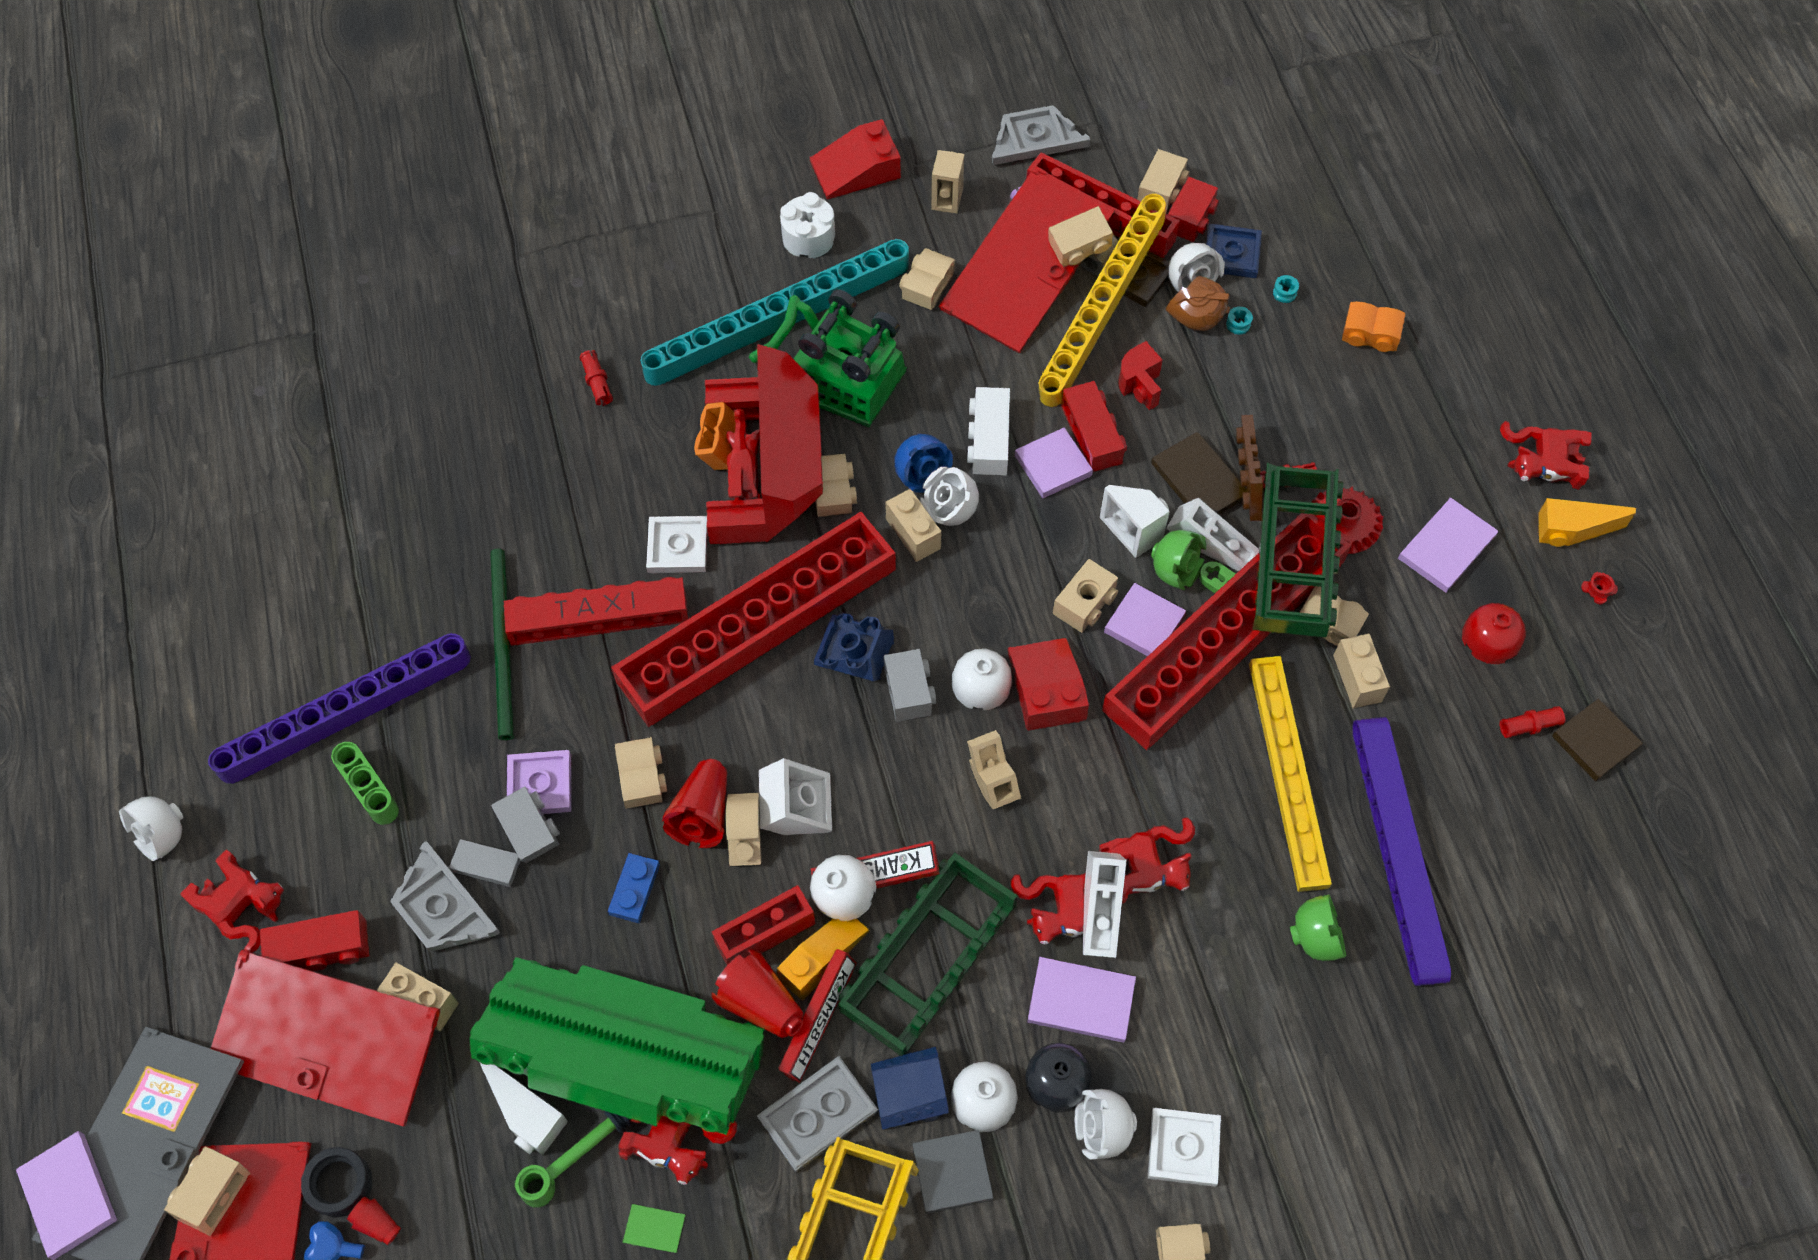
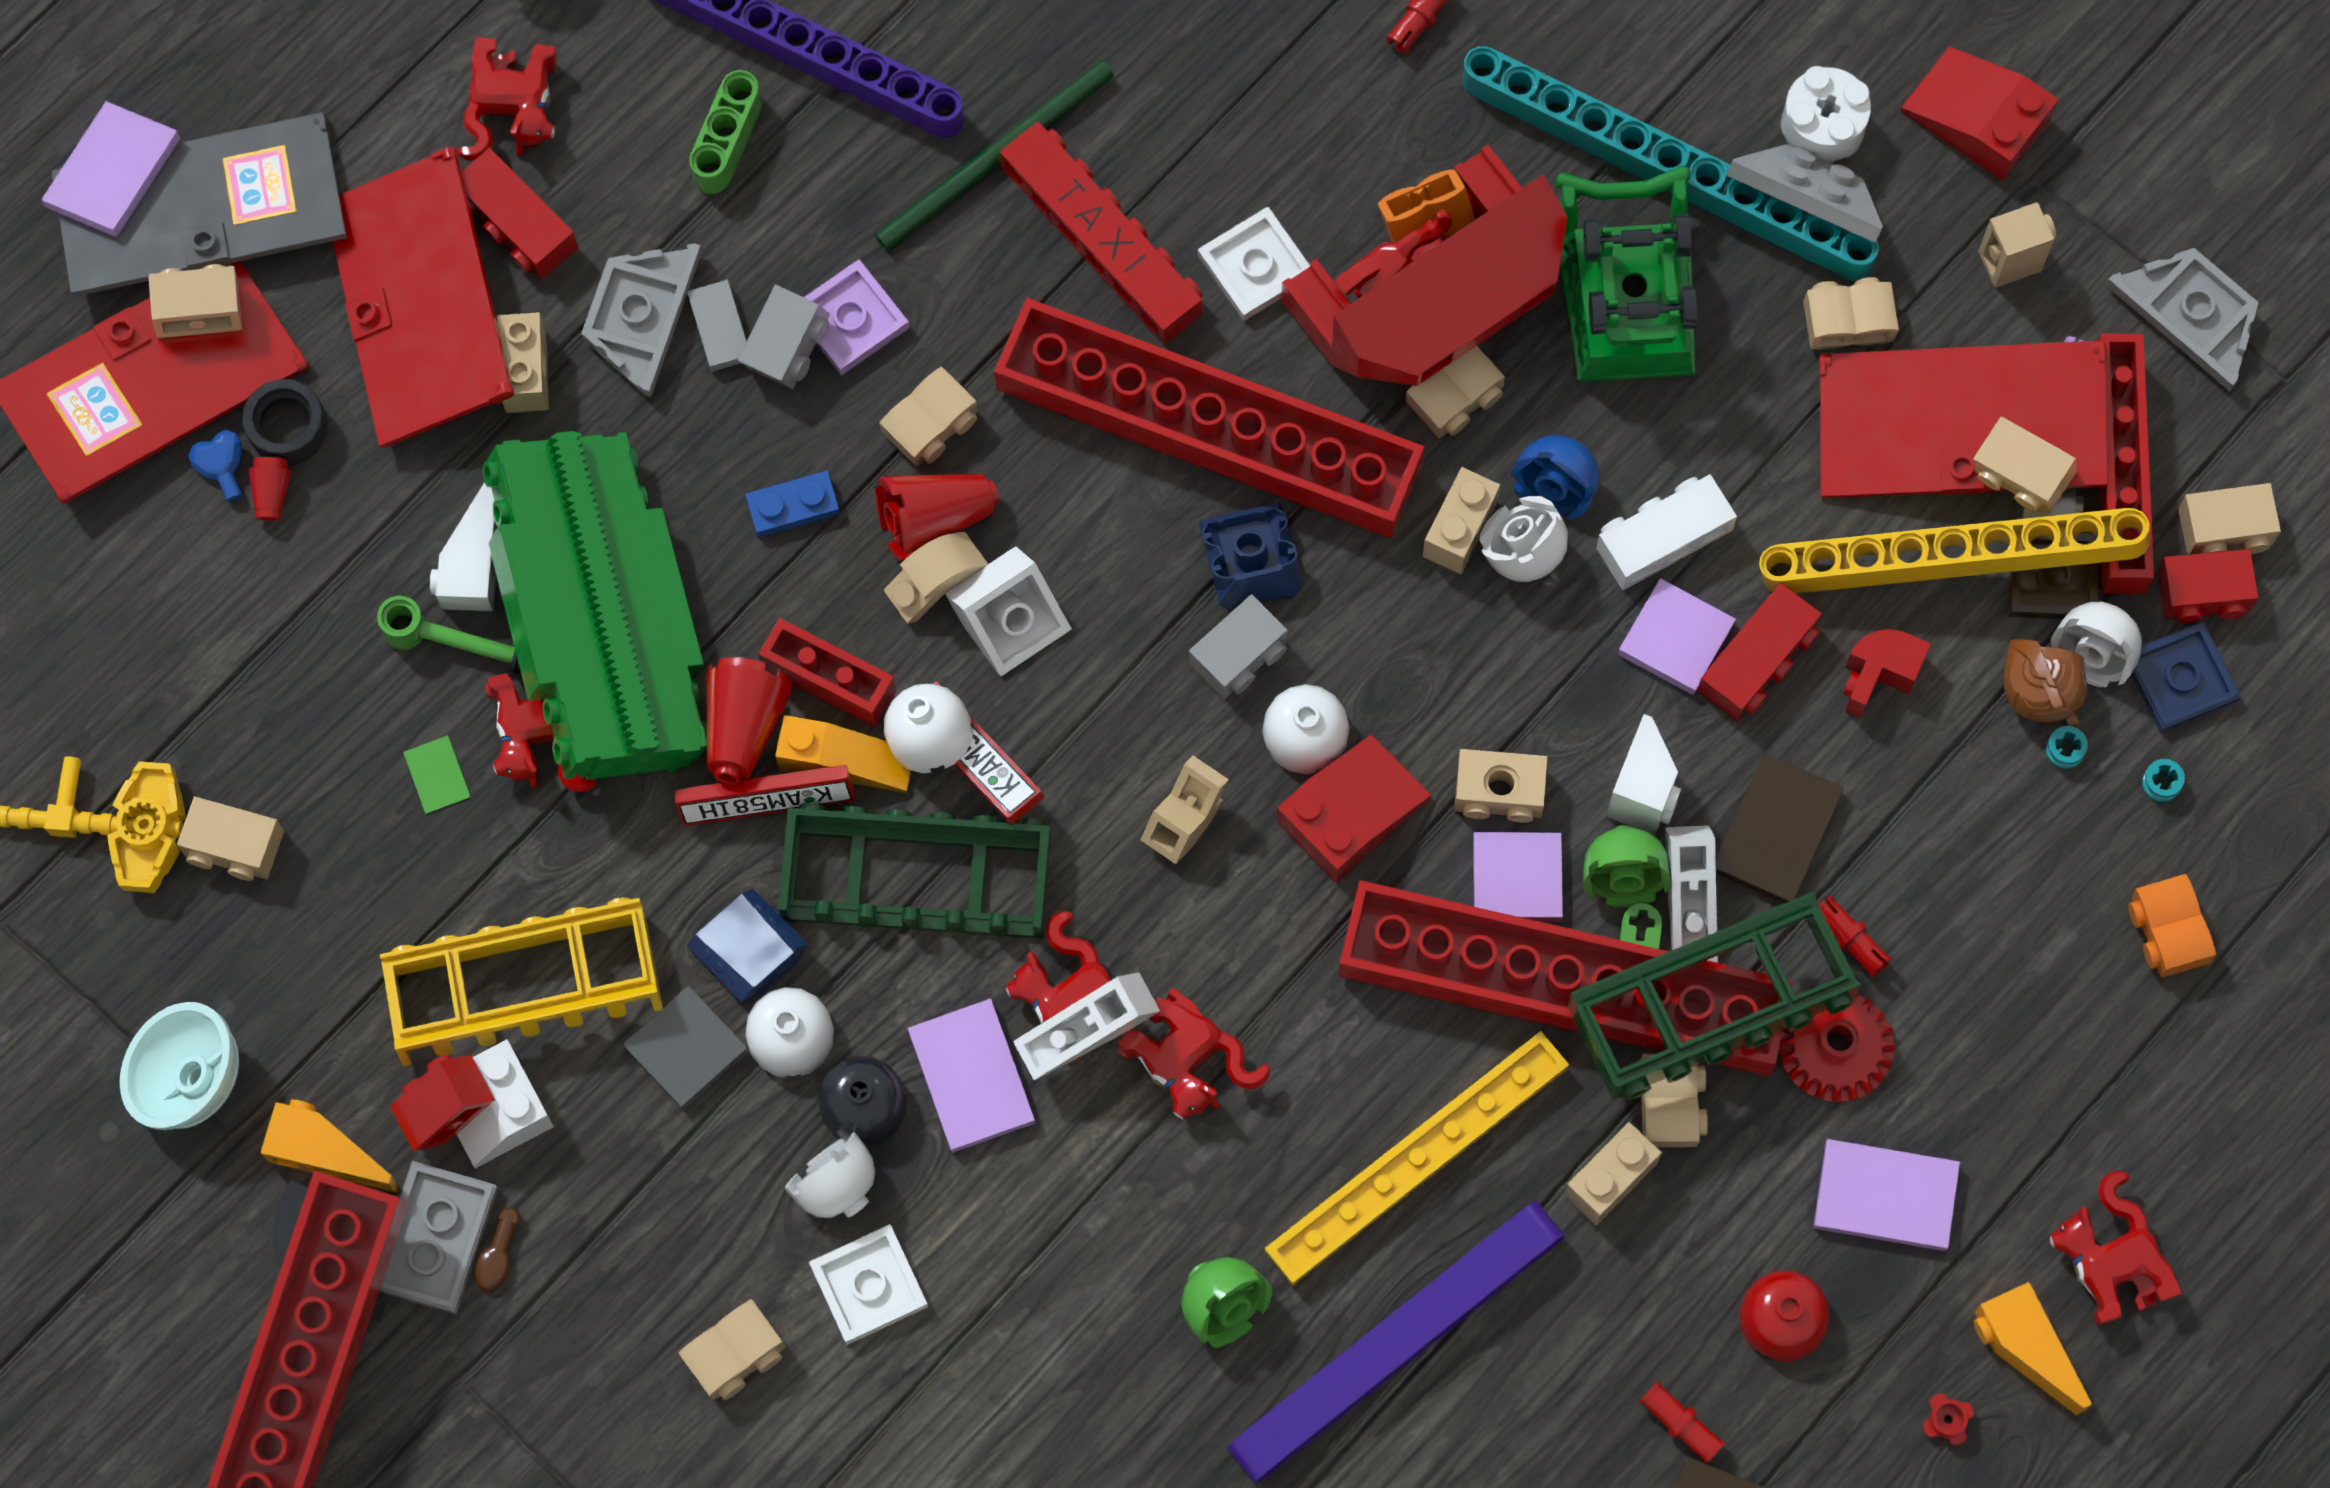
camera: 60 degrees right, 10 degrees up
(817, 1113) = (661, 865): light grey tile -> none
(847, 249) = (1812, 186): none -> light grey wing
(1250, 476) = (1831, 872): reddish brown wing -> none

